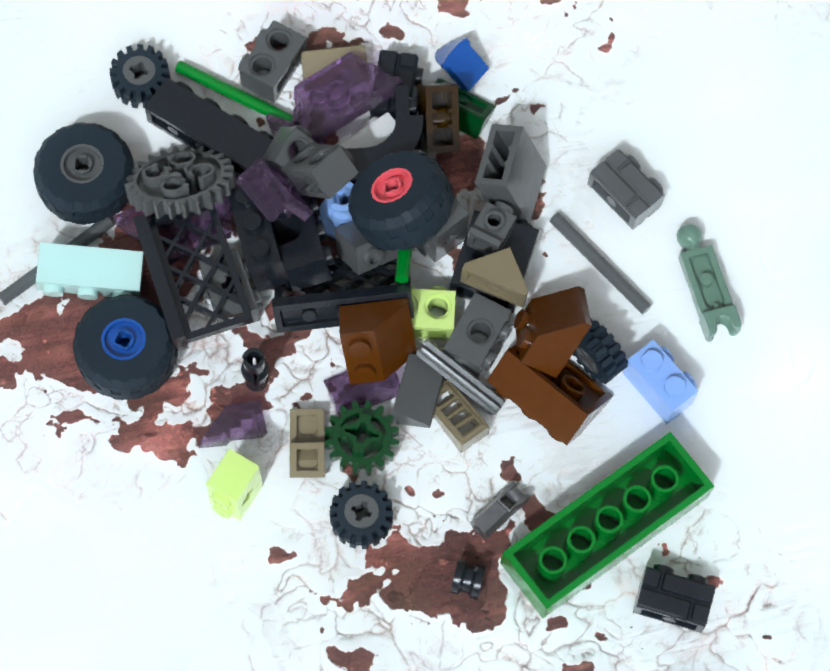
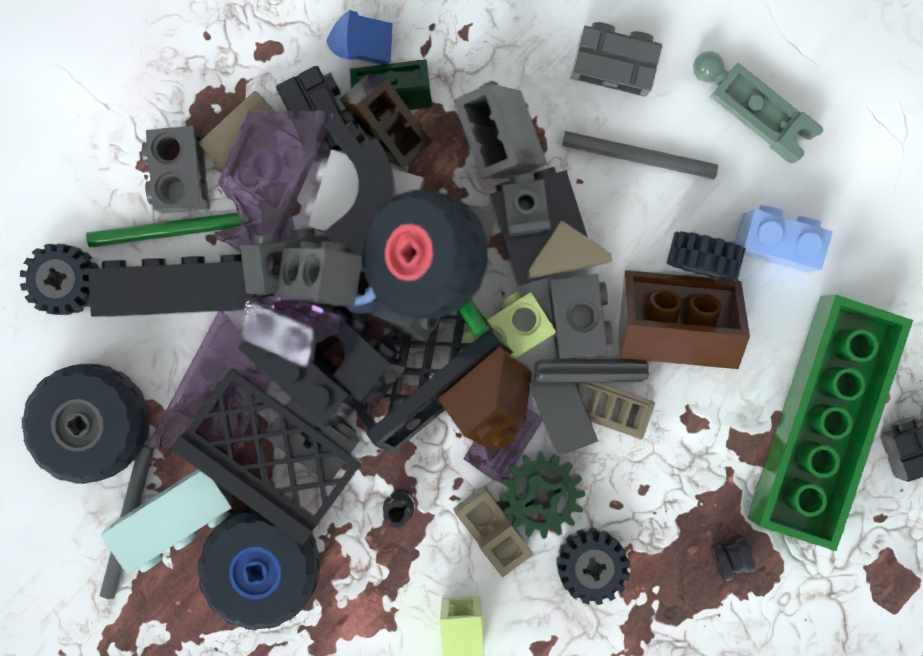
camera: 30 degrees left, 20 degrees up
(177, 187) = (179, 402): dark grey gear -> none
(235, 423) = (415, 562): clear purple slope -> none
(497, 513) = (714, 476): flat silver bar -> none
(552, 329) = (656, 269): reddish brown slope -> none

